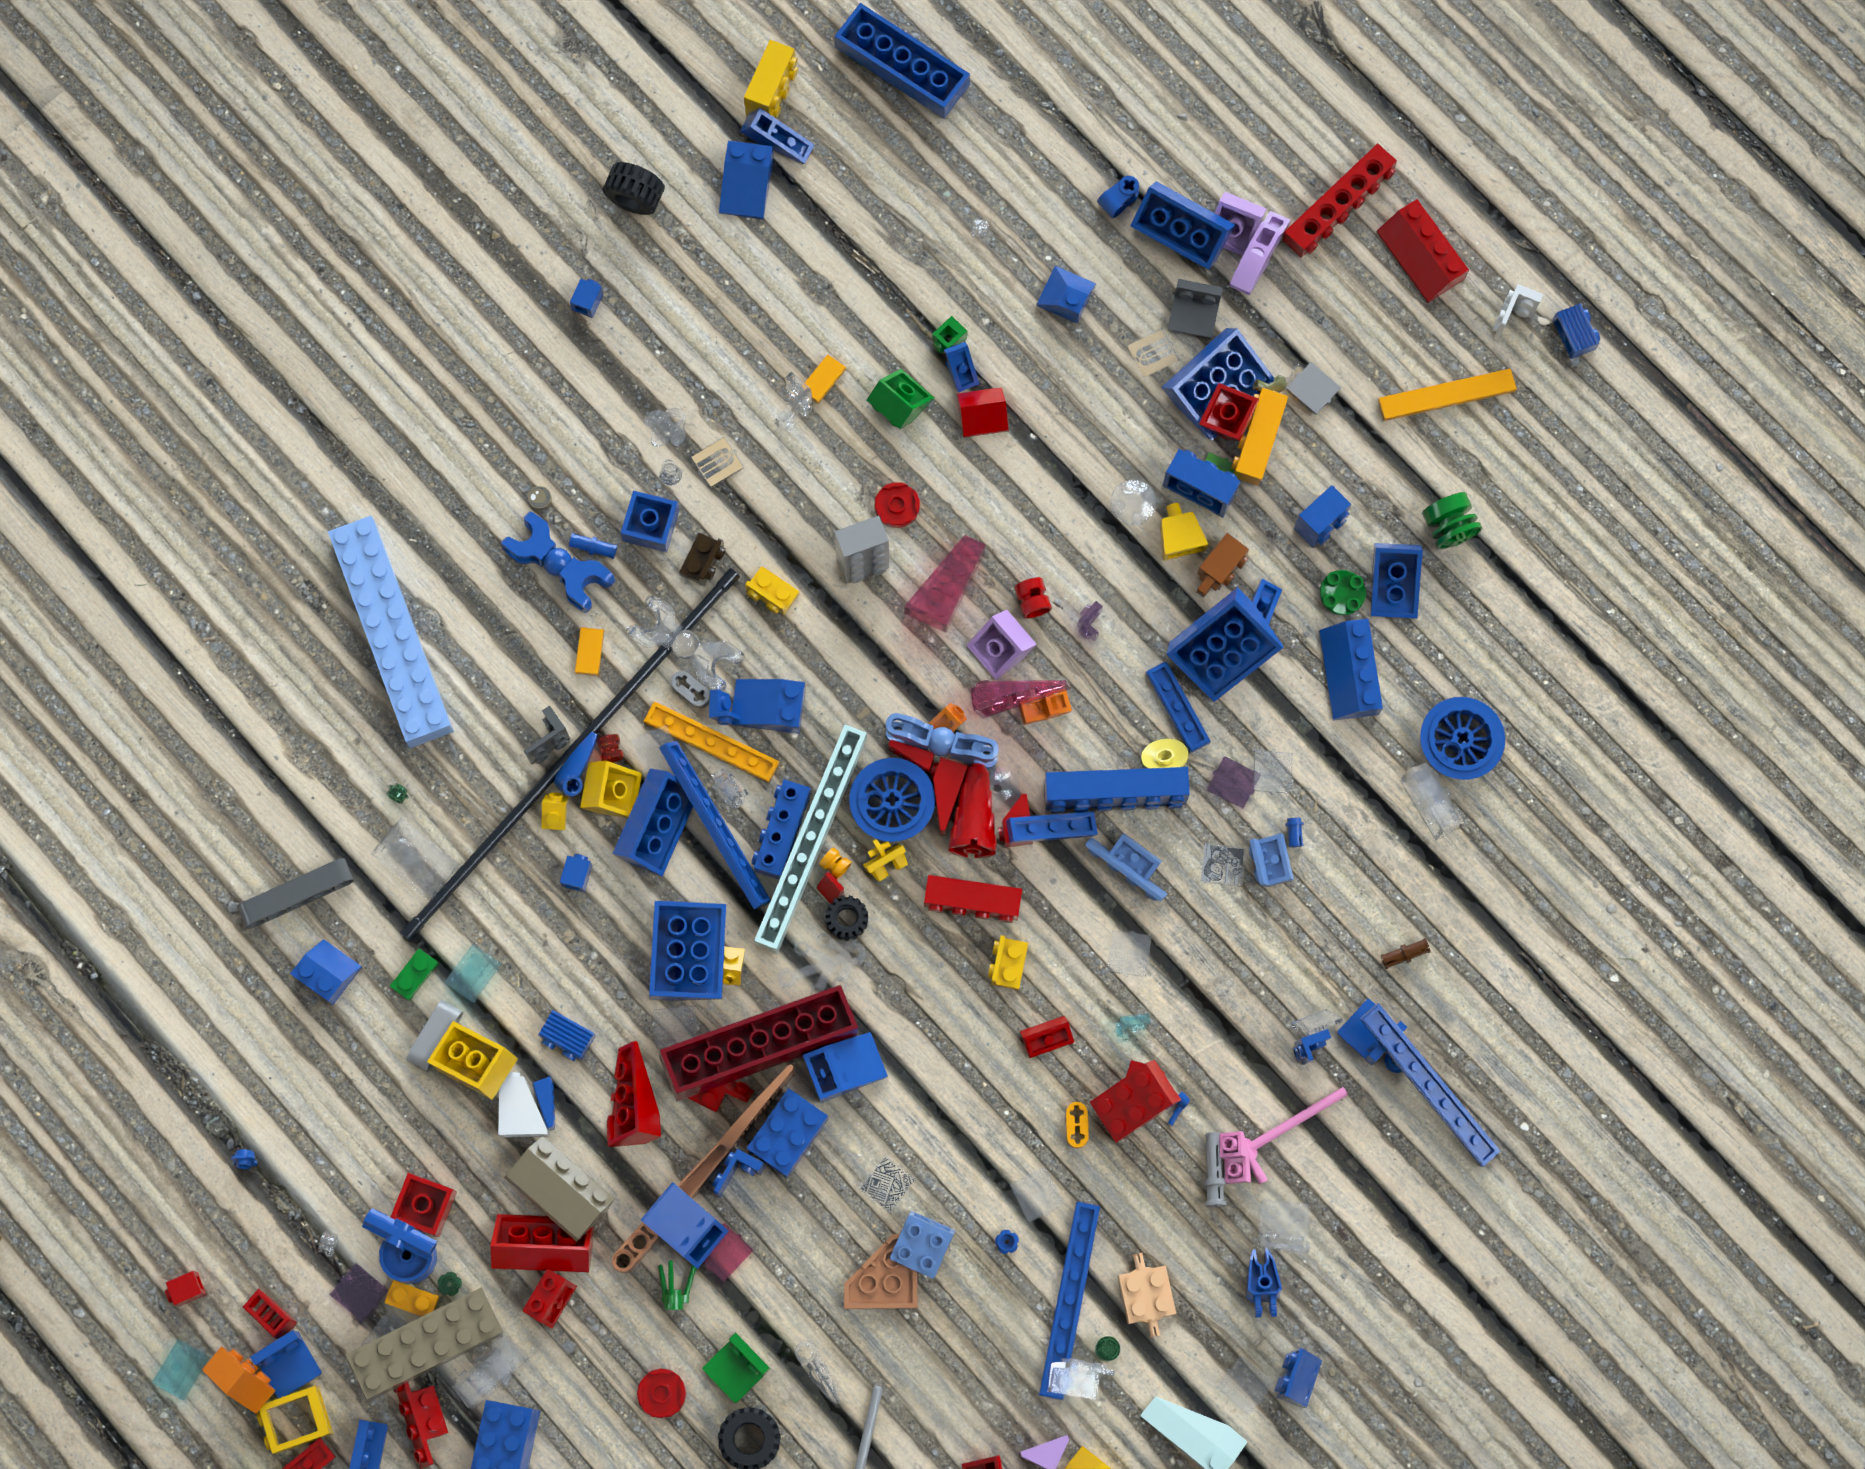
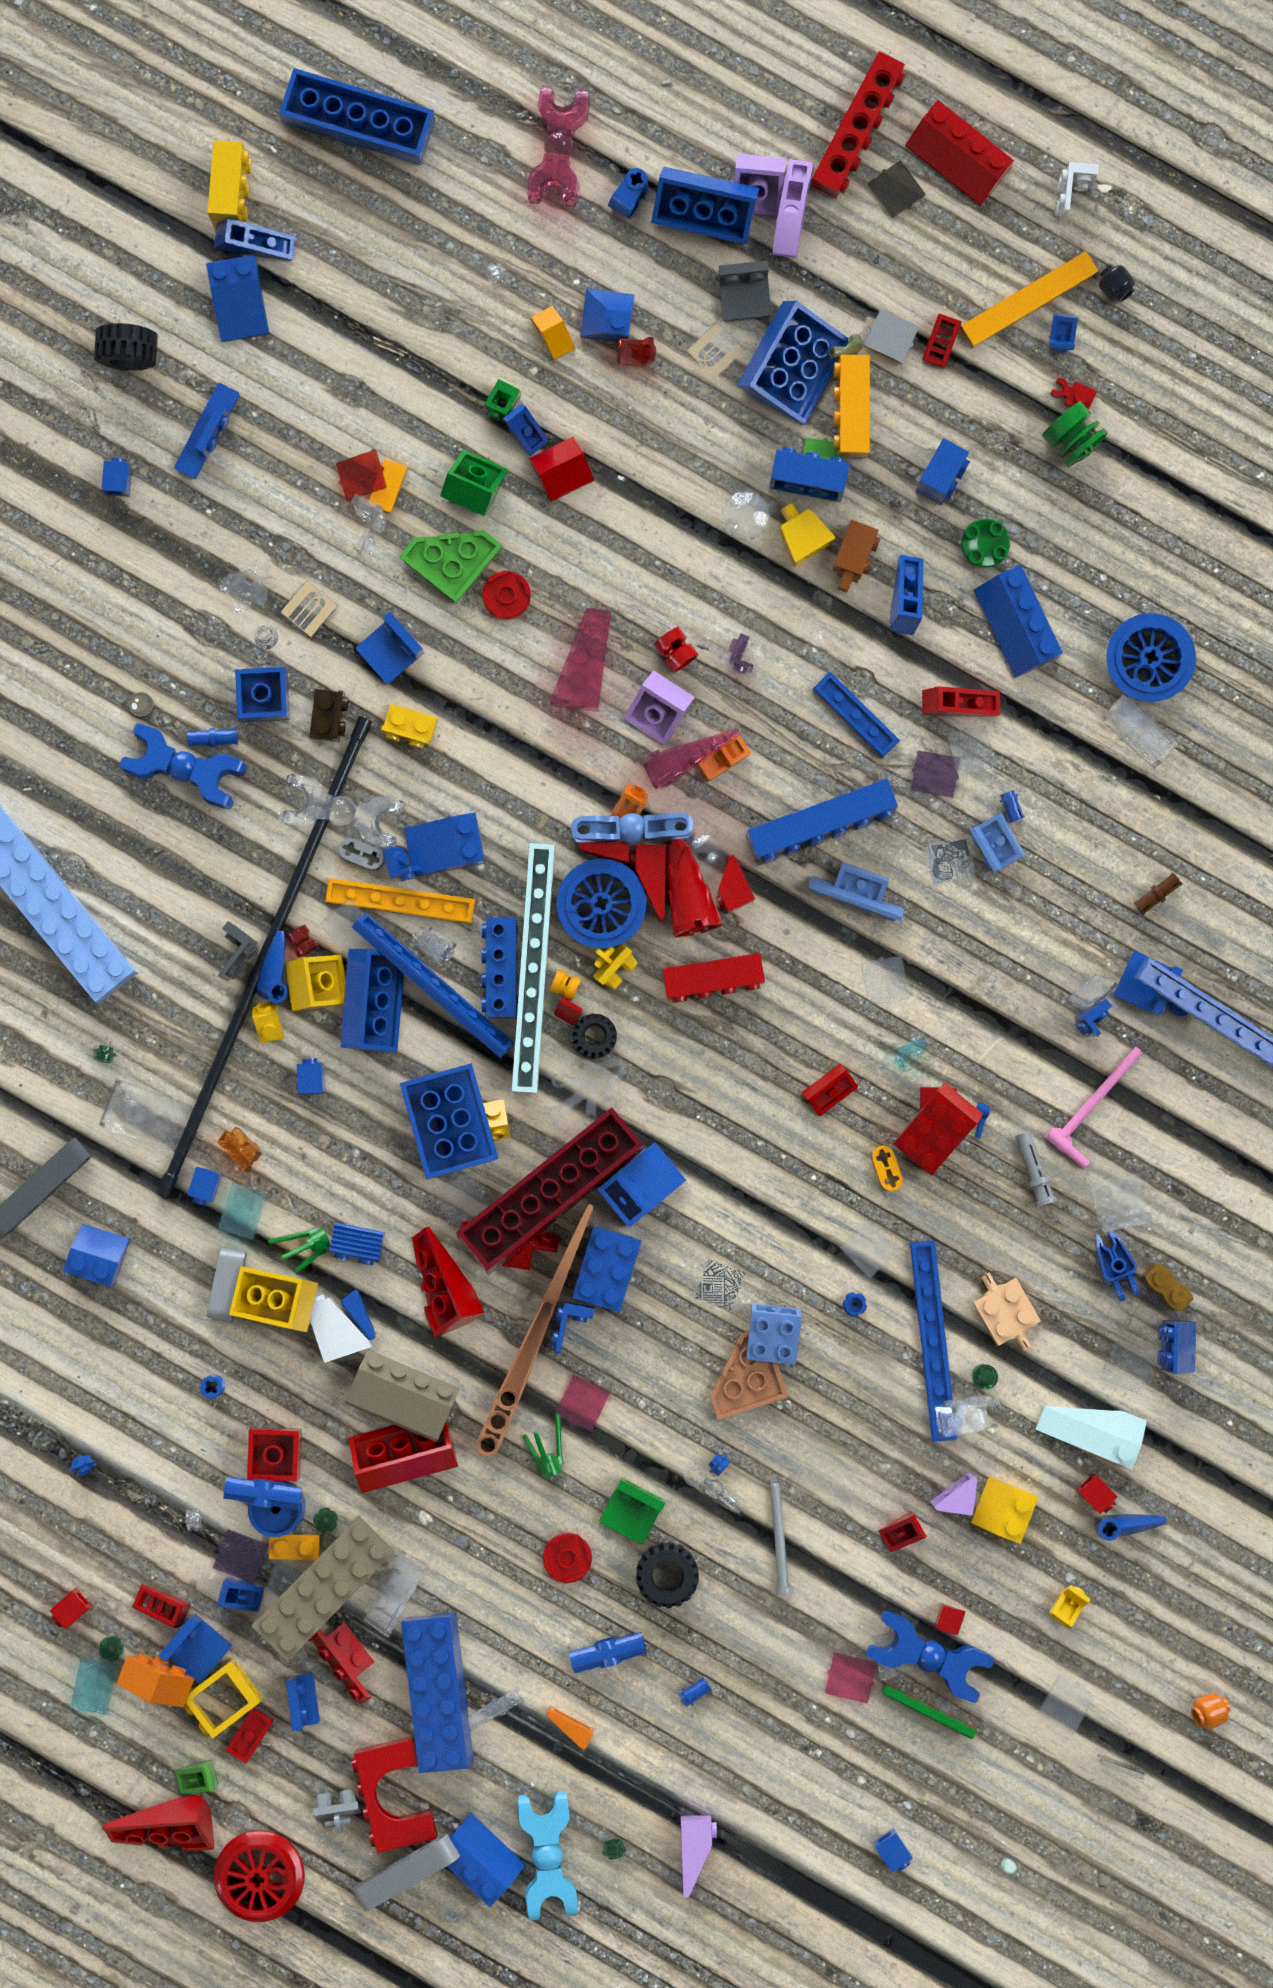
camera: 15 degrees left, 10 degrees up
(203, 1342) = (106, 1653): none -> clear green plate
(345, 1327) = (240, 1595): none -> blue slope
(396, 1126) = (220, 1387): none -> blue bush
(414, 974) = (184, 1229): green plate -> none
(446, 939) = (204, 1185): none -> blue brick
(490, 915) = (240, 1148): none -> clear orange hips
(530, 1022) = (317, 1241): none -> green plant
(549, 1298) = (428, 1504): red bracket -> none
(589, 651) = (246, 847): light orange tile -> none
(680, 283) = (207, 430): none -> blue bracket
(684, 1225) = (537, 1393): slope -> none
(777, 518) = (390, 649): none -> blue bracket
(803, 360) = (361, 475): none -> clear red piece
(832, 1350) = (719, 1464): none -> blue plate
(858, 459) = (451, 560): none -> bright green plate
(862, 550) = (489, 659): light grey brick -> none
(1009, 963) = (769, 1029): yellow bracket -> none
(1013, 294) = (553, 332): none -> light orange slope
(1051, 827) = (769, 881): blue plate -> none
(1069, 139) = (558, 146): none -> clear pink piece
(1080, 331) = (636, 352): none -> clear red bracket
(1165, 754) = (858, 770): light yellow dish -> none
(1224, 645) = (884, 639): blue slope -> none
(1228, 412) = (814, 391): red slope -> none
(1235, 1152) = (1053, 1151): bright pink slope -> none
(1276, 724) = (960, 702): none -> red slope
(1308, 1326) = (1162, 1281): none -> pearl gold brick
(1357, 265) = (896, 189): none -> clear smoke piece
(1369, 391) = (949, 321): none -> red slope
(1396, 580) = (1035, 513): blue slope -> none
(1467, 486) = (1074, 394): none -> red plate
(1468, 431) = (1063, 332): none -> blue bracket
(1529, 403) = (1116, 283): none -> black head
(1576, 331) = (1141, 189): blue brick -> none

